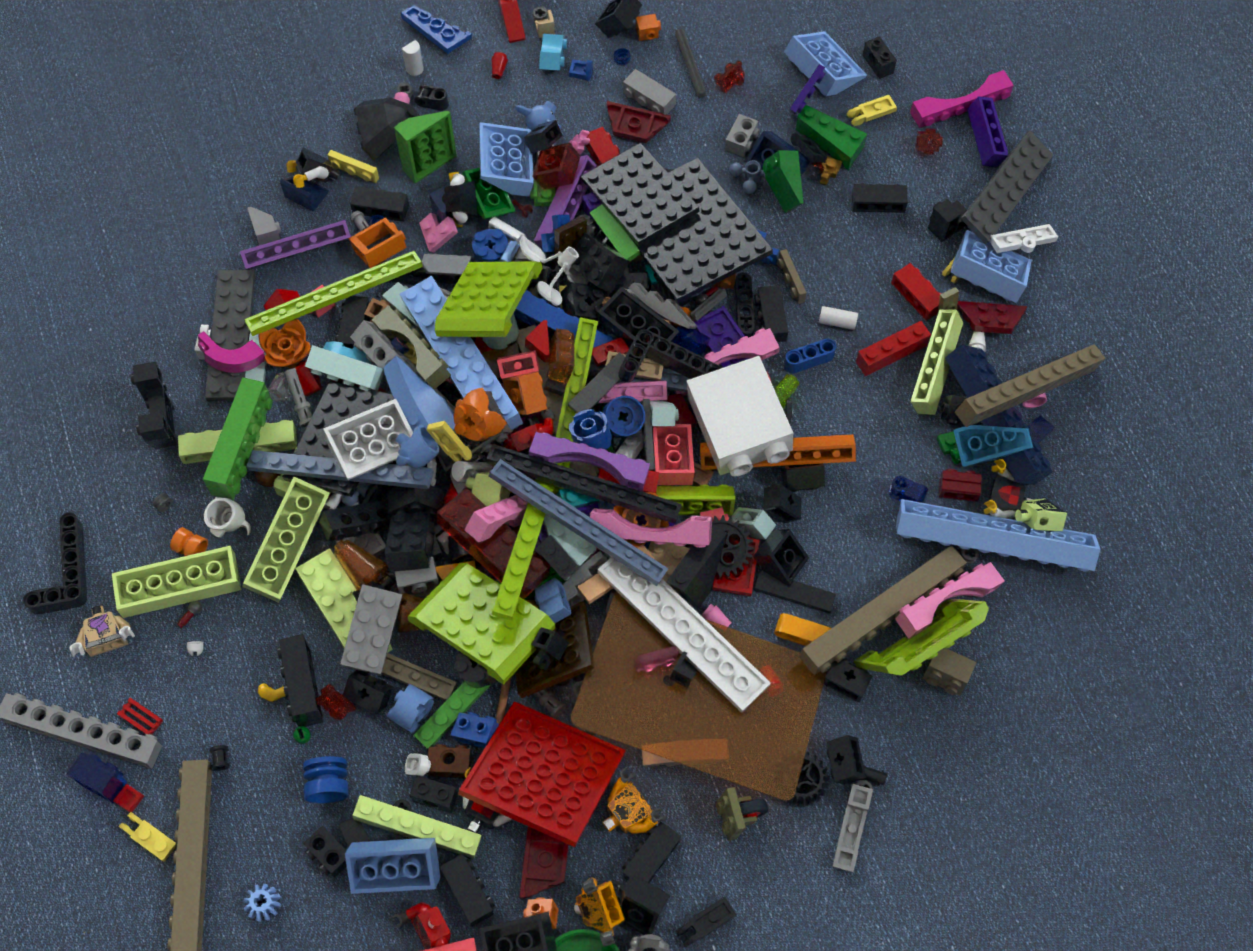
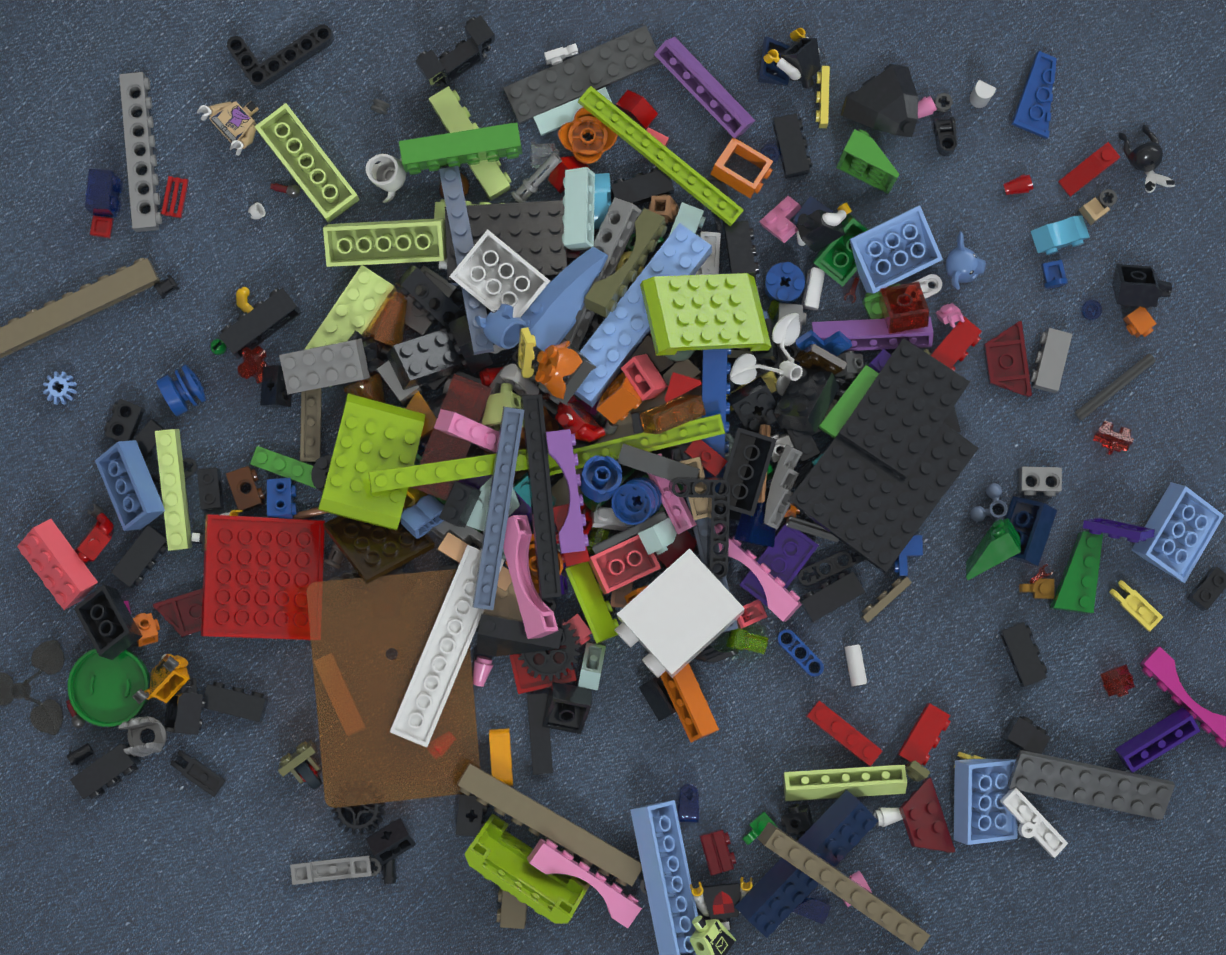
camera: 65 degrees right, 20 degrees up
(150, 838) = (76, 262): light yellow hinge -> none
(187, 543) = (348, 154): orange wheel -> none
(230, 361) = (548, 99): dark pink arch -> none
(264, 226) = (713, 44): light grey slope -> none
(358, 218) = (763, 135): light grey pin -> none
(400, 345) = (625, 249): clear blue tile -> none
(410, 708) = (276, 432): medium blue brick -> none
(417, 764) = (227, 463): white plate -> none
(510, 252) = (782, 306): light blue piece -> none
(543, 136) = (933, 278): black brick -> none
(549, 645) = (371, 533): black brick -> none
(629, 808) = (267, 666): torso -> none
(657, 658) = (395, 629): clear pink plate -> none
(683, 671) = (404, 664): black panel -> none
(782, 503) = (620, 688): black brick -> none
(808, 148) = (1050, 558): black hinge -> none
(986, 443) = (760, 870): dark azure wedge -> none

